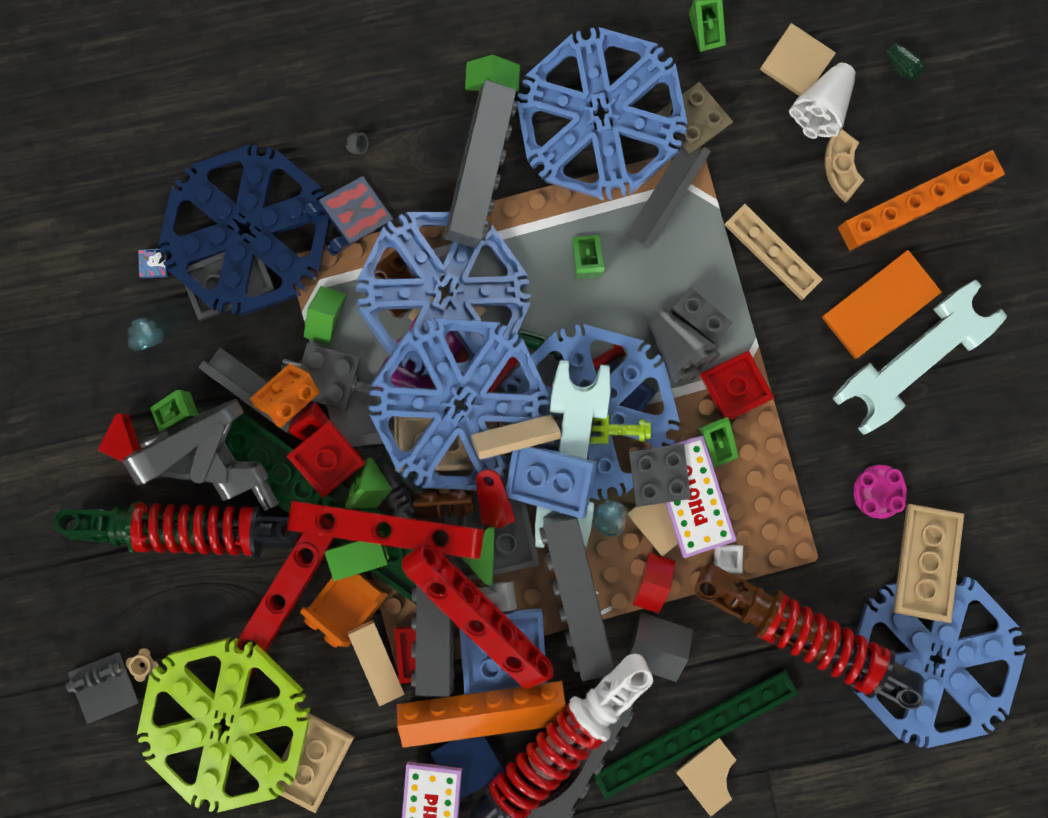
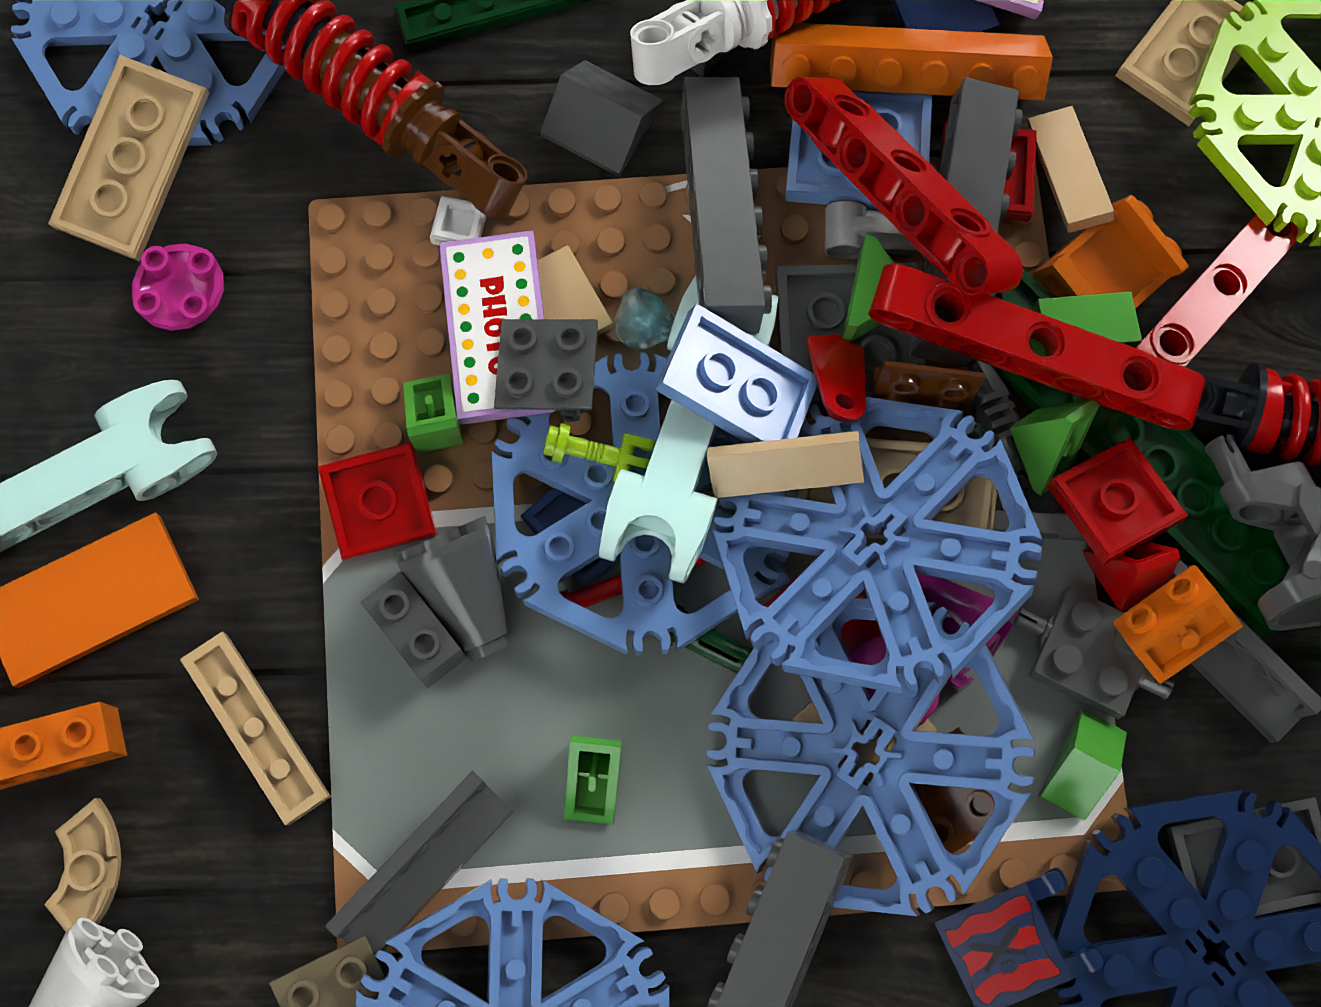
camera: 175 degrees left, 10 degrees down
(654, 582) = (587, 209): red slope -> none

